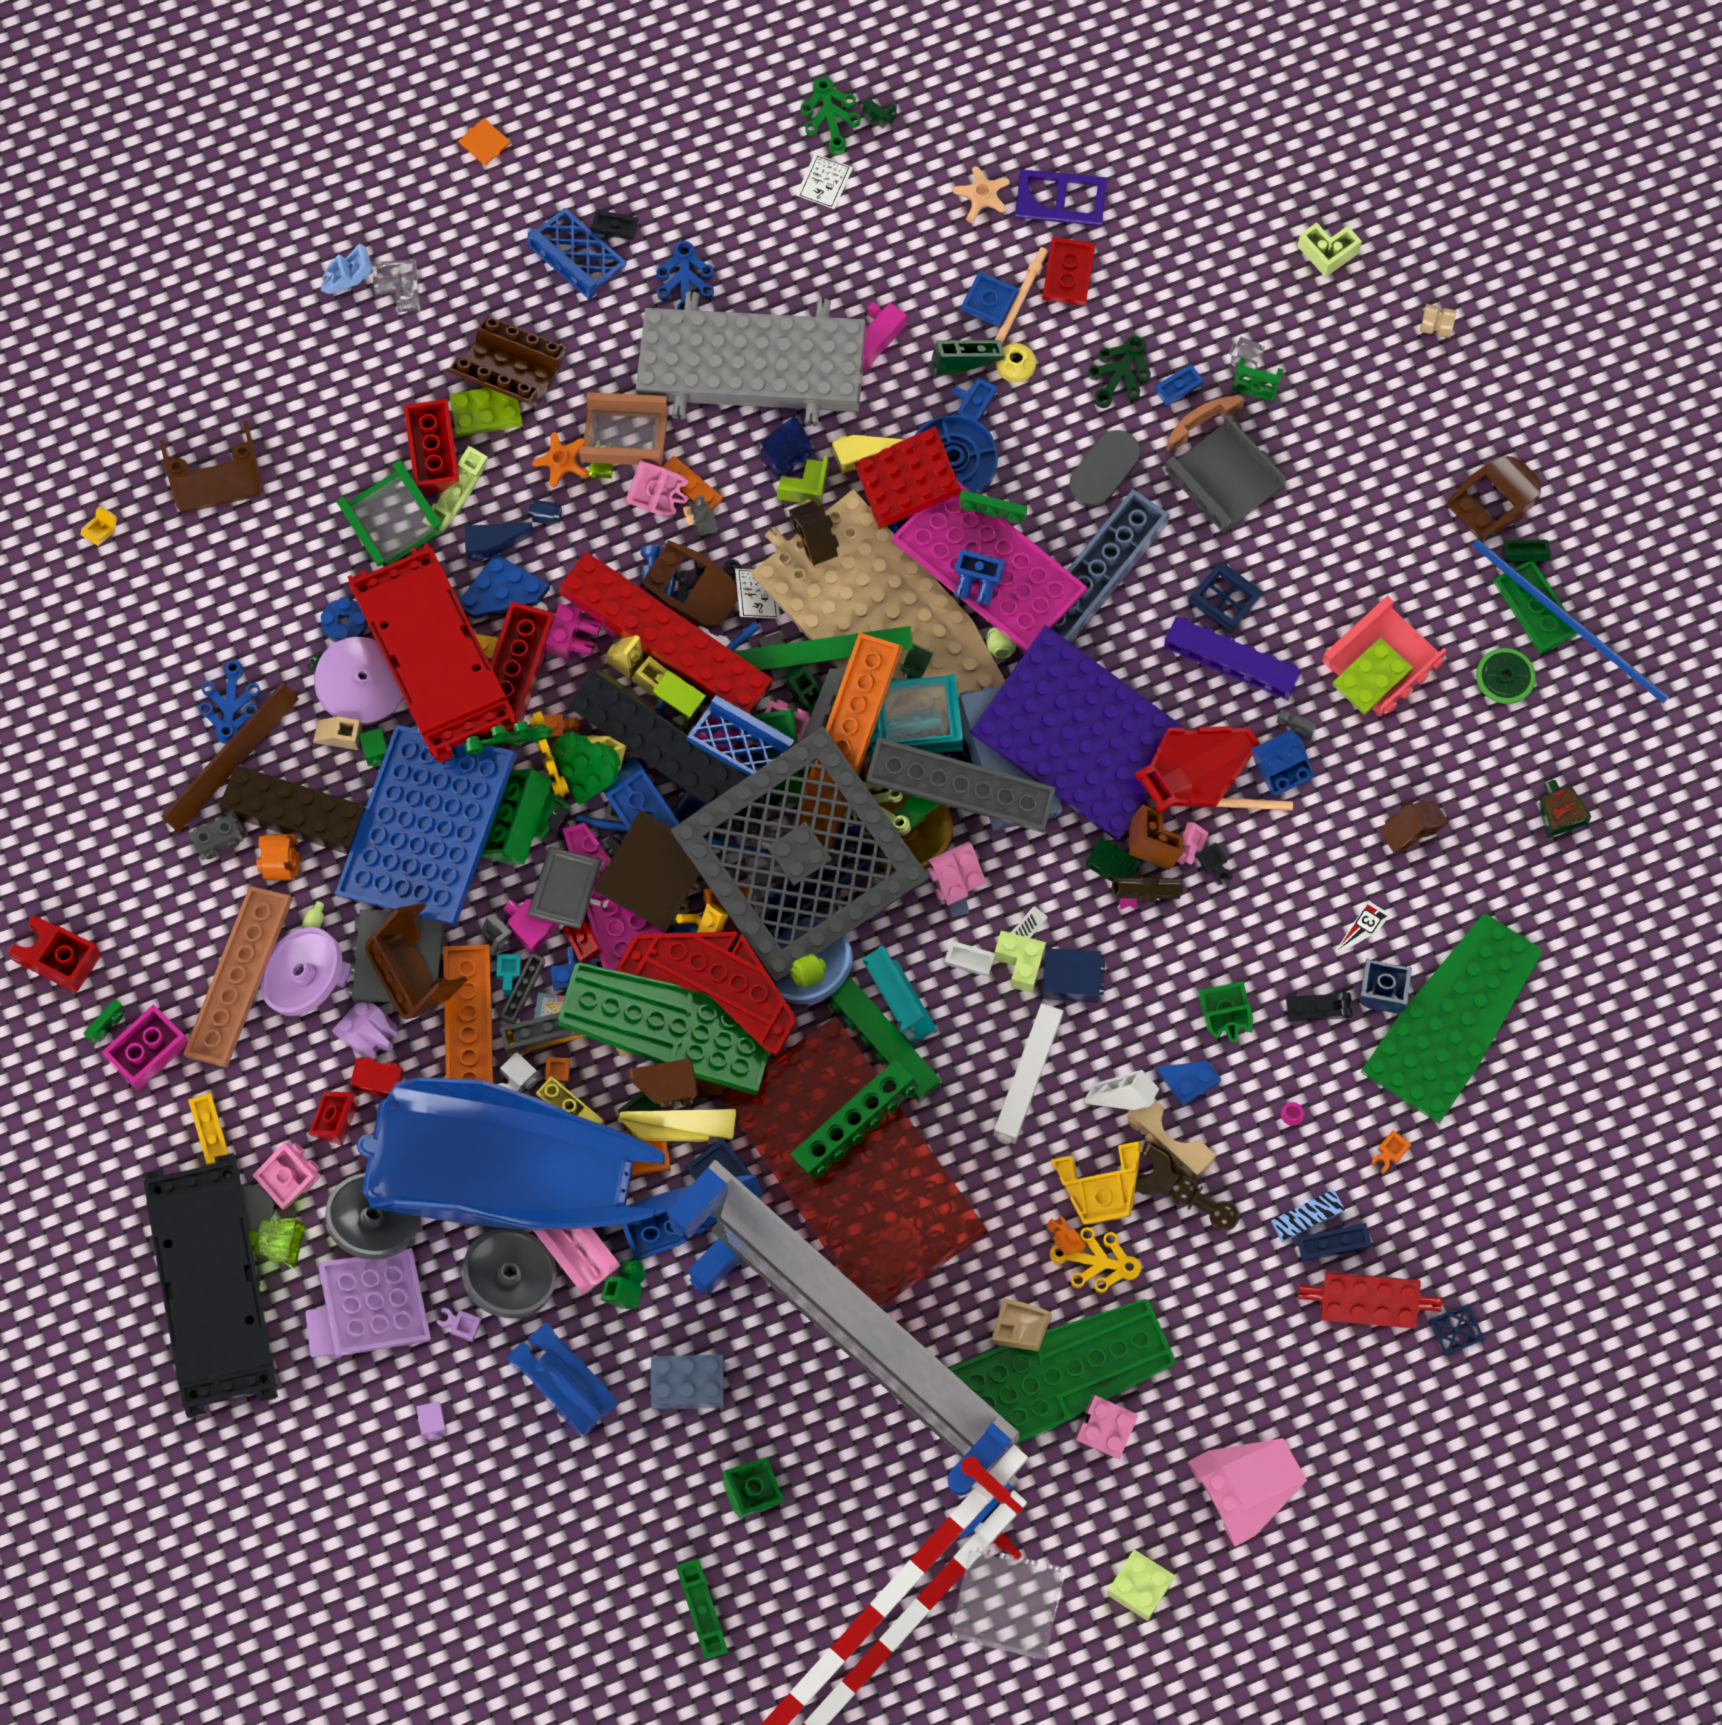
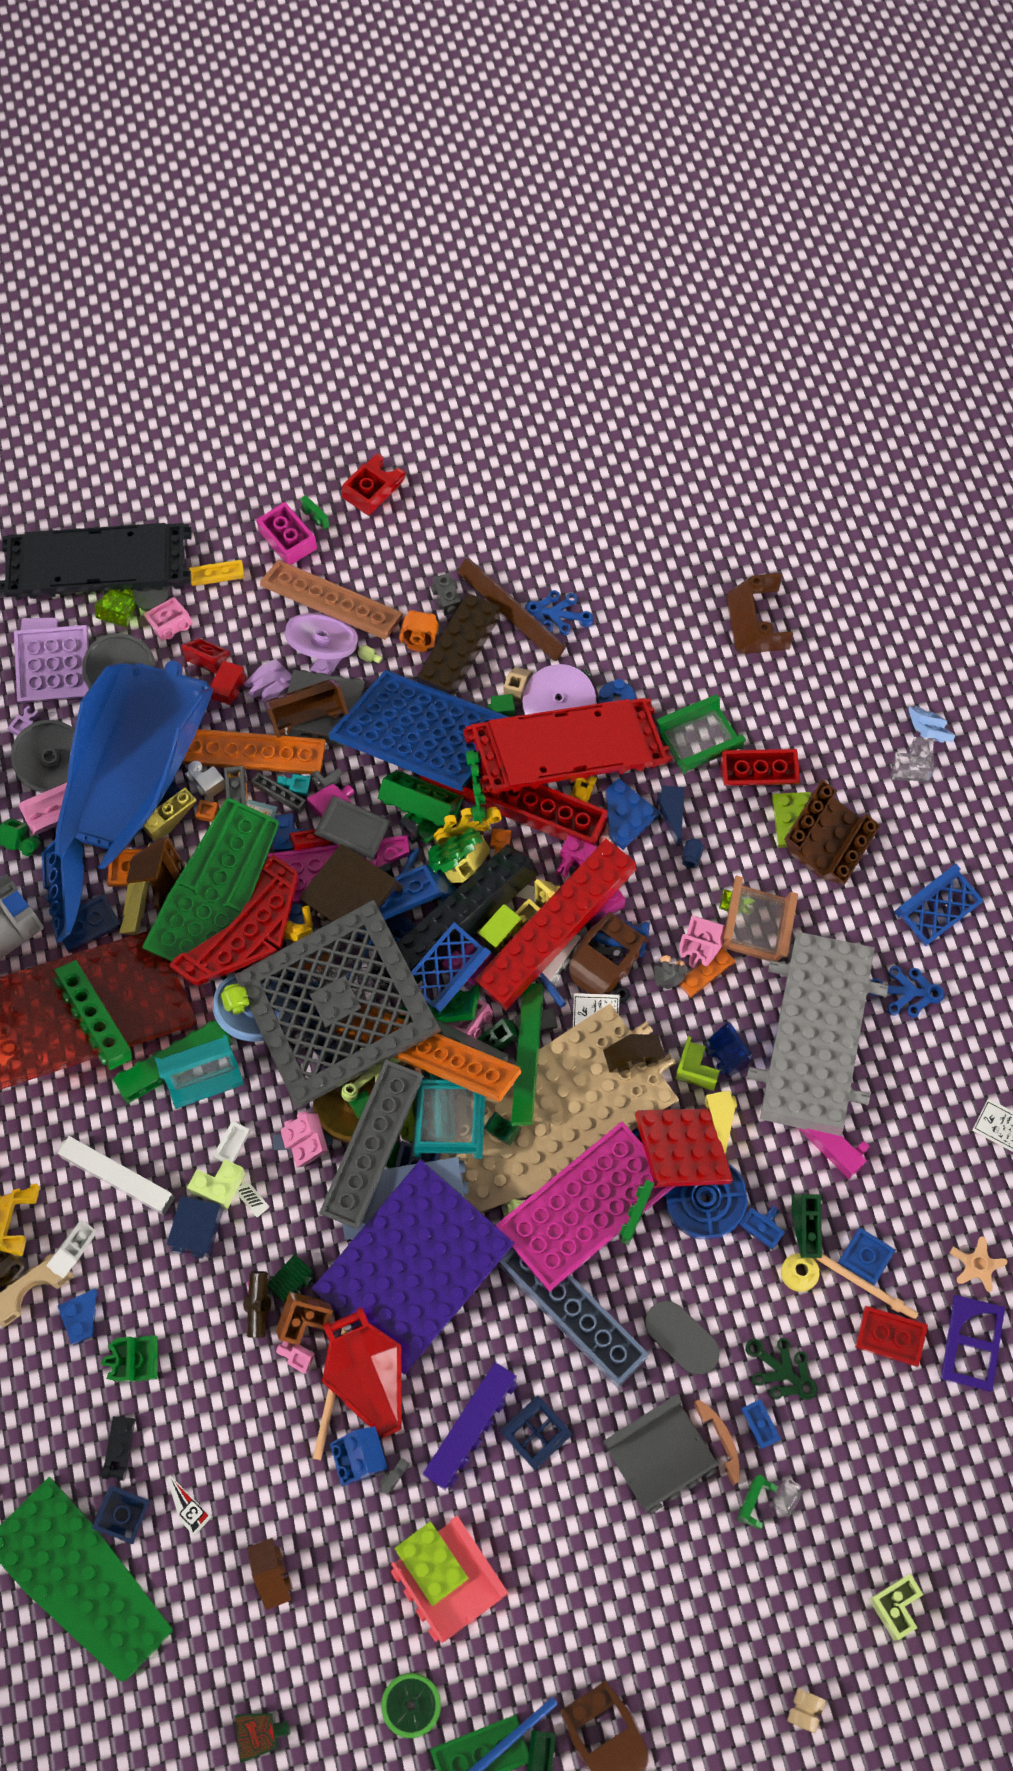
camera: 100 degrees right, 5 degrees down
(100, 527) = (717, 537): yellow bracket -> none
(454, 498) = (714, 786): yellowish green slope -> none
(561, 459) = (739, 866): orange animal -> none
(615, 225) = (963, 938): black plate -> none
(980, 567) = (574, 1190): blue brick -> none
(1213, 860) = (276, 1373): black plate -> none
(1292, 1113) = (25, 1404): dark pink plate -> none

